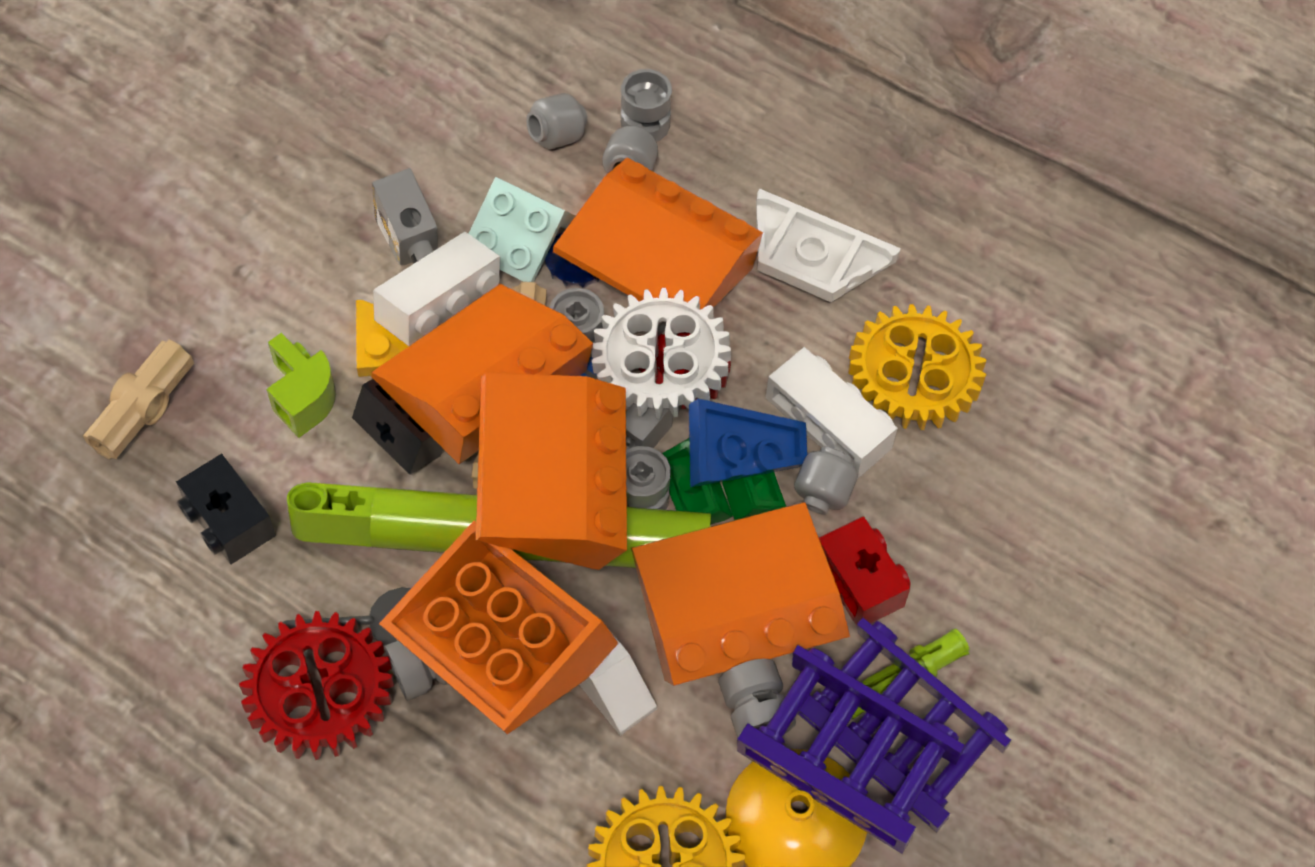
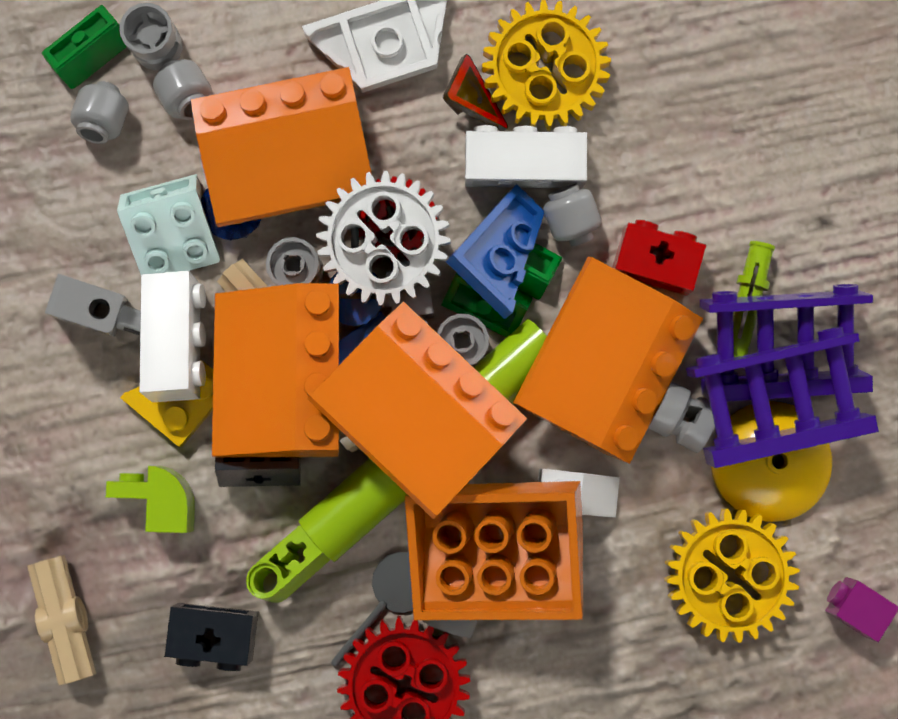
camera: 45 degrees left, 25 degrees up
(592, 82) = (85, 47): none -> green slope
(836, 331) = (468, 95): none -> piece

